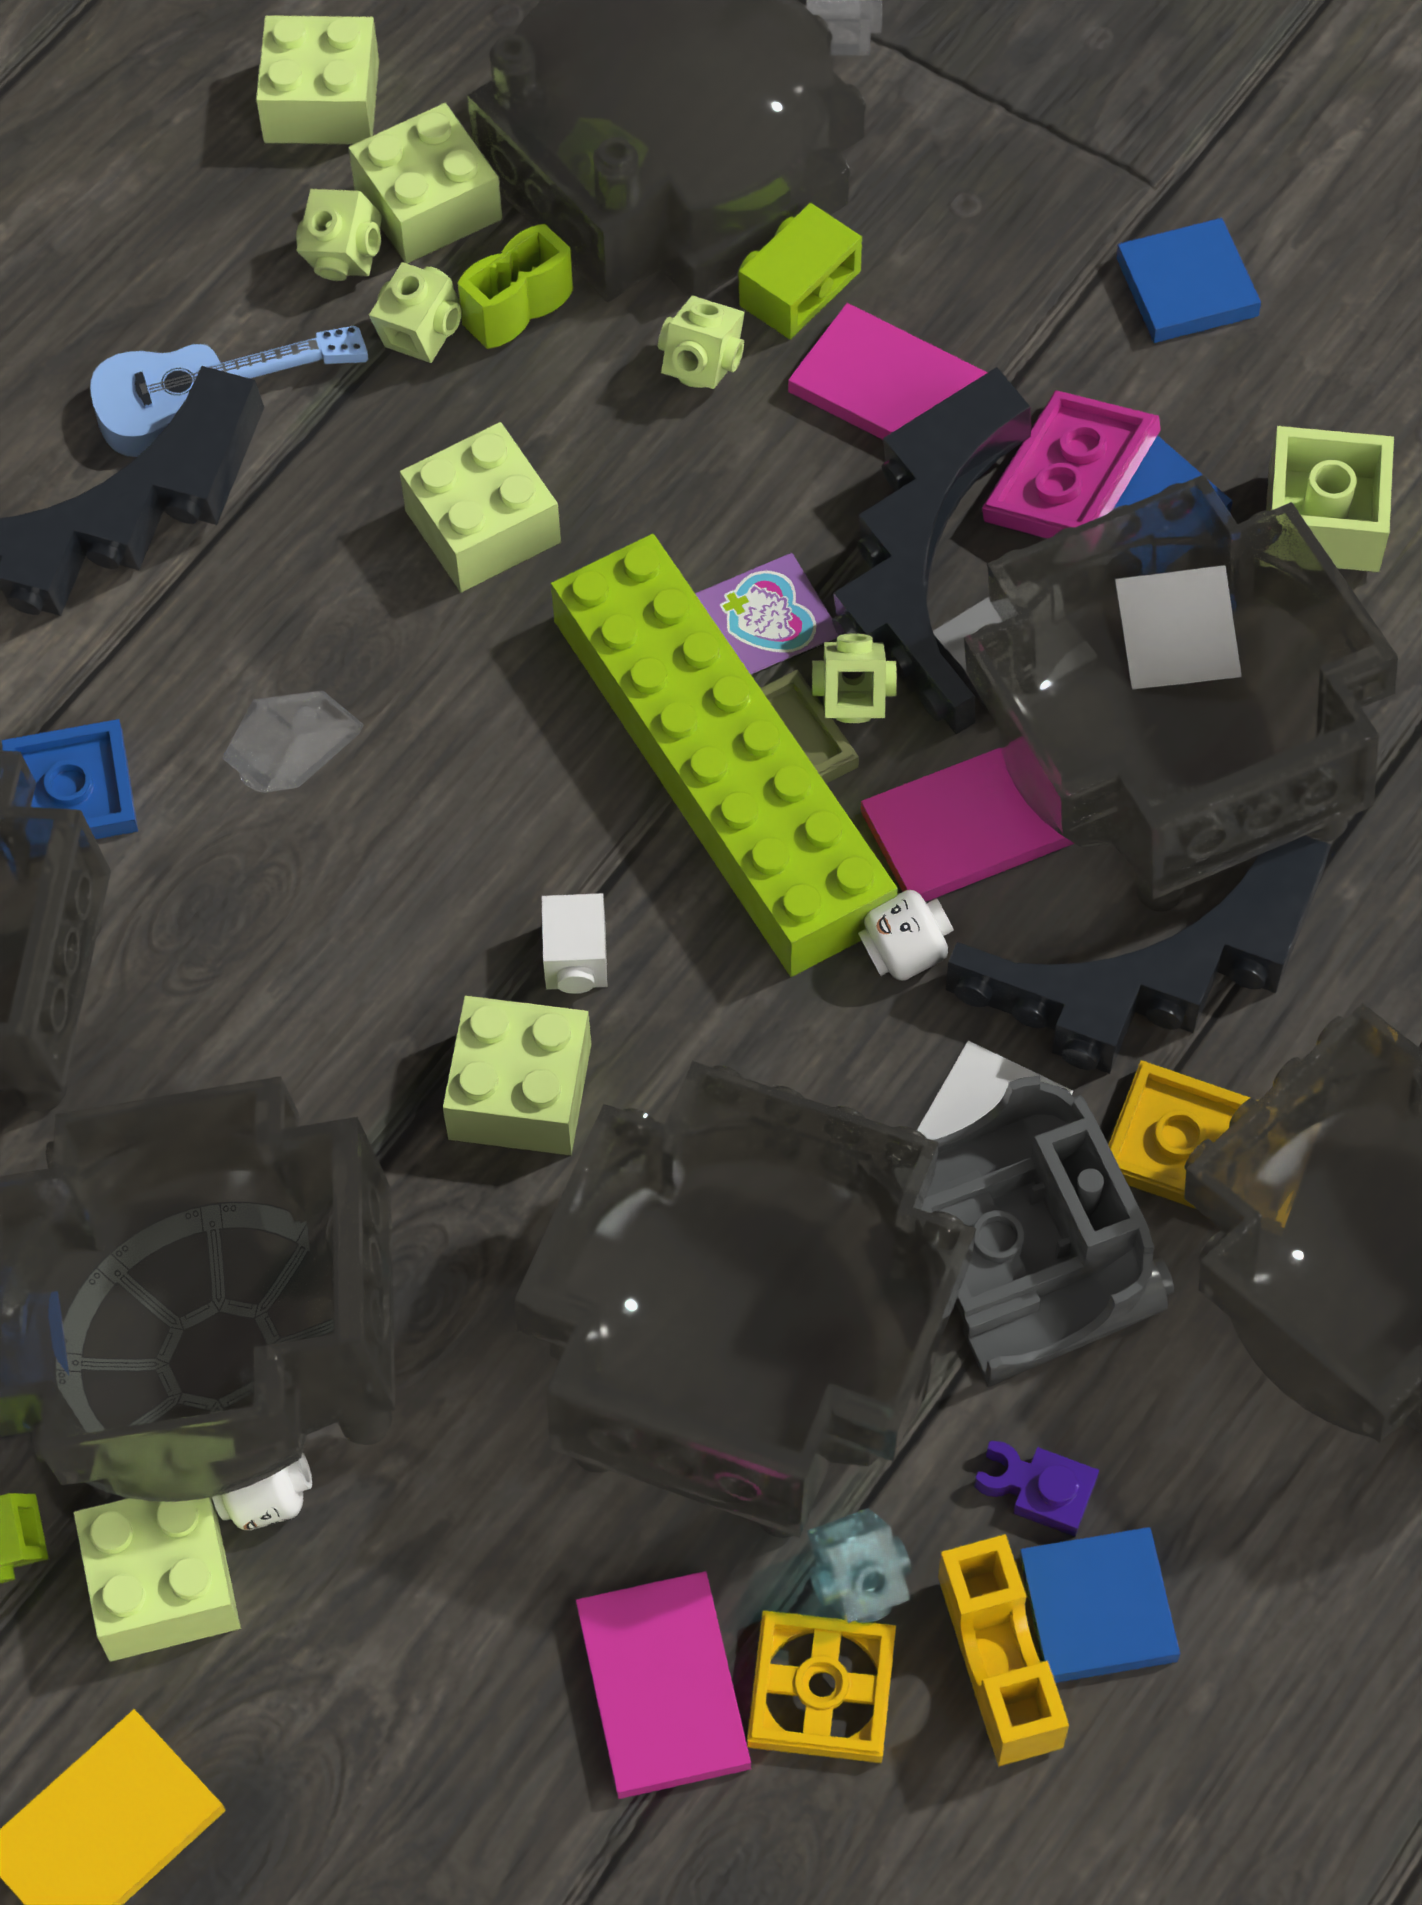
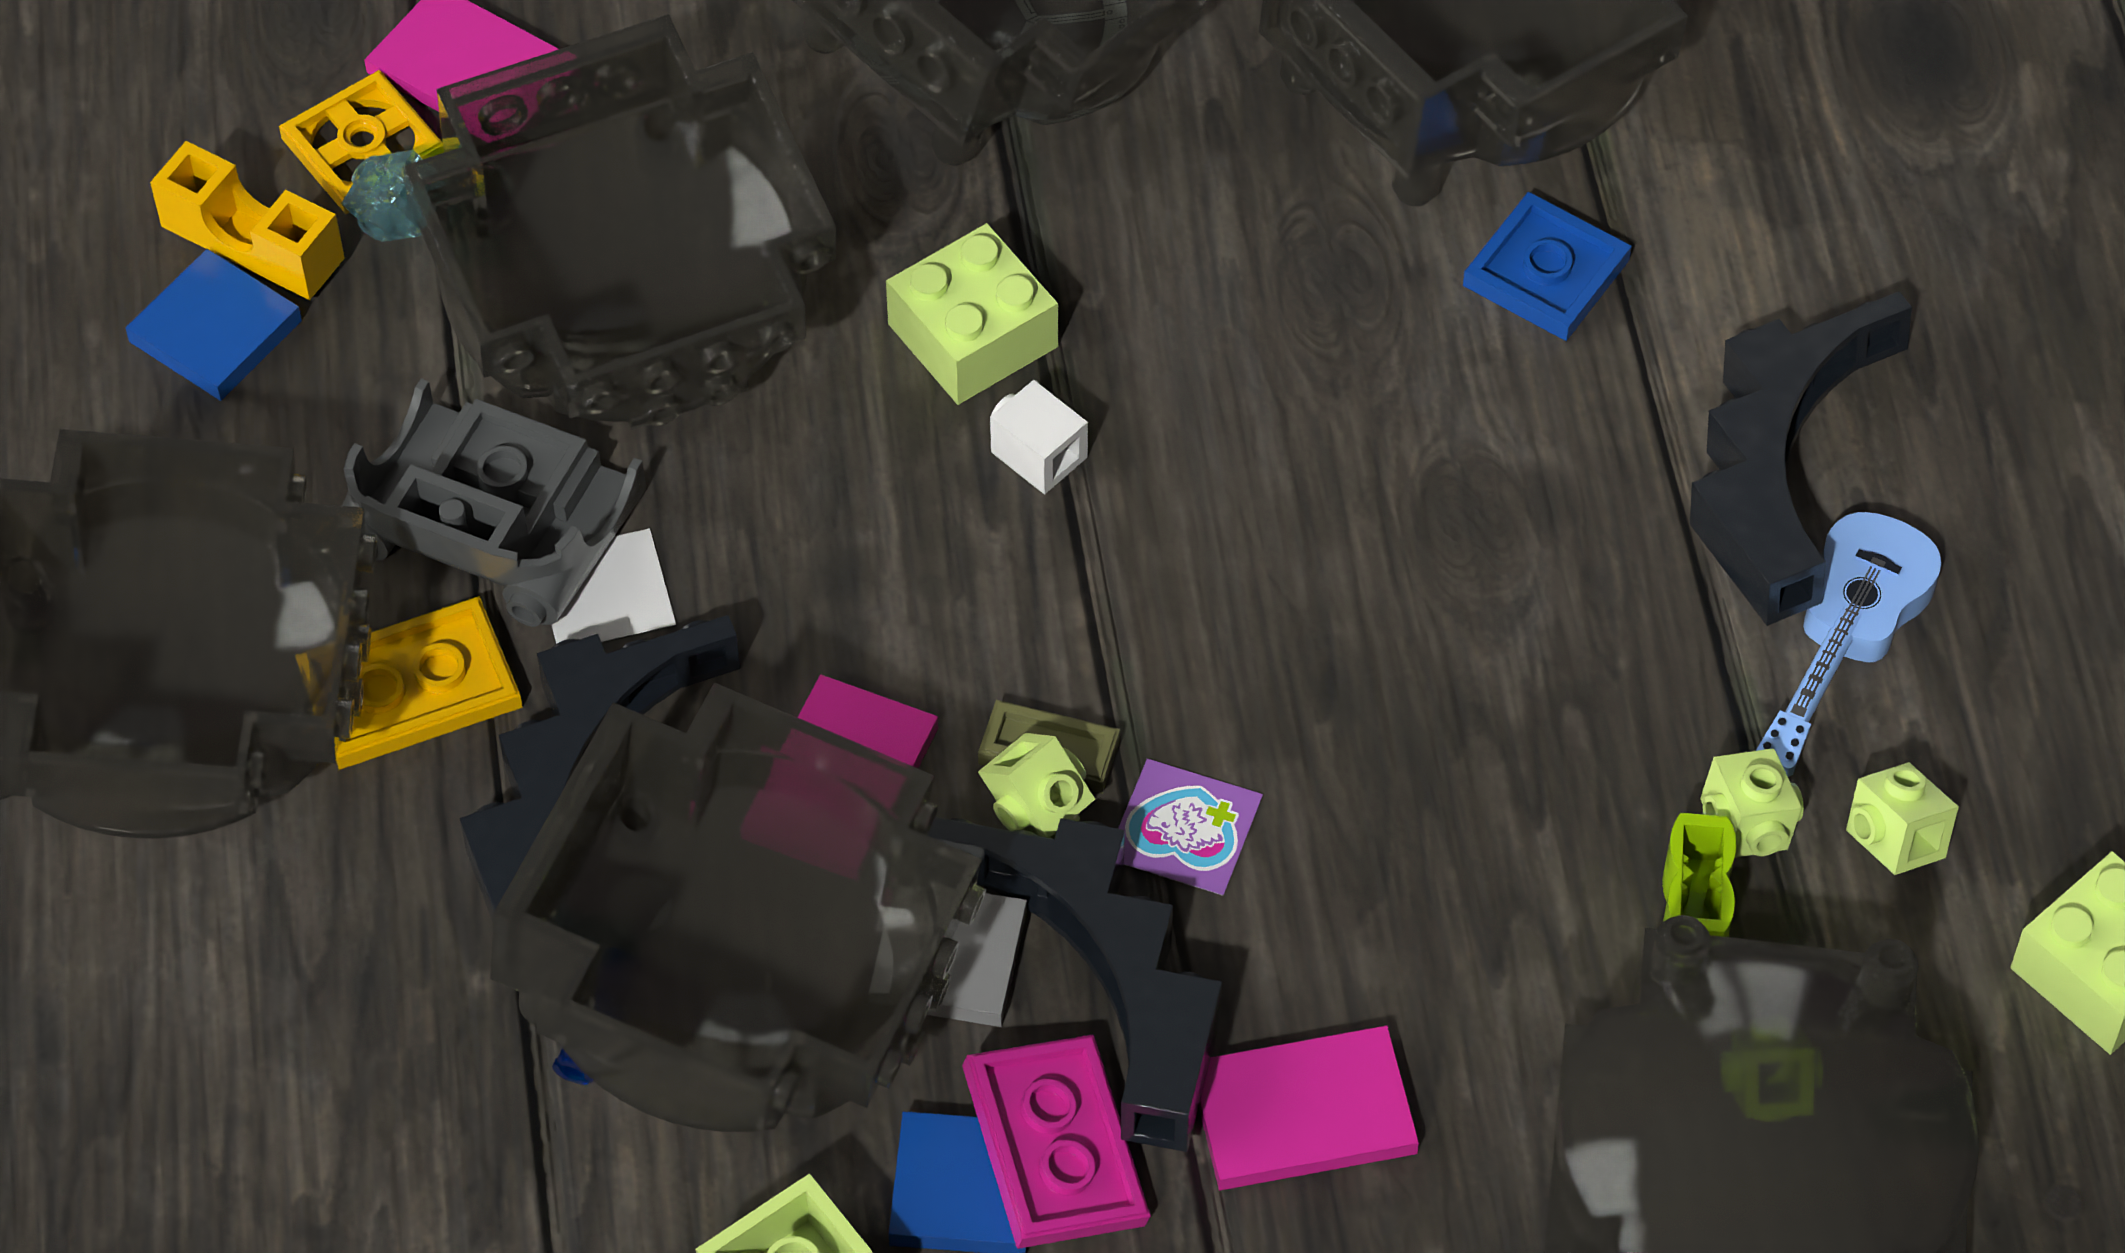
camera: 135 degrees right, 5 degrees down
(289, 739) = (1421, 412): clear slope -> none
(426, 182) = (1910, 902): yellowish green brick -> none
(481, 507) = (1498, 692): yellowish green brick -> none
(702, 343) = (1507, 980): yellowish green brick -> none
(722, 753) = (1086, 651): lime brick -> none
(799, 270) = (1492, 1132): lime brick -> none
(906, 935) = (794, 631): white head -> none
(1048, 1490) = (319, 367): dark purple plate -> none
(1178, 627) = (812, 1015): white sticker -> none

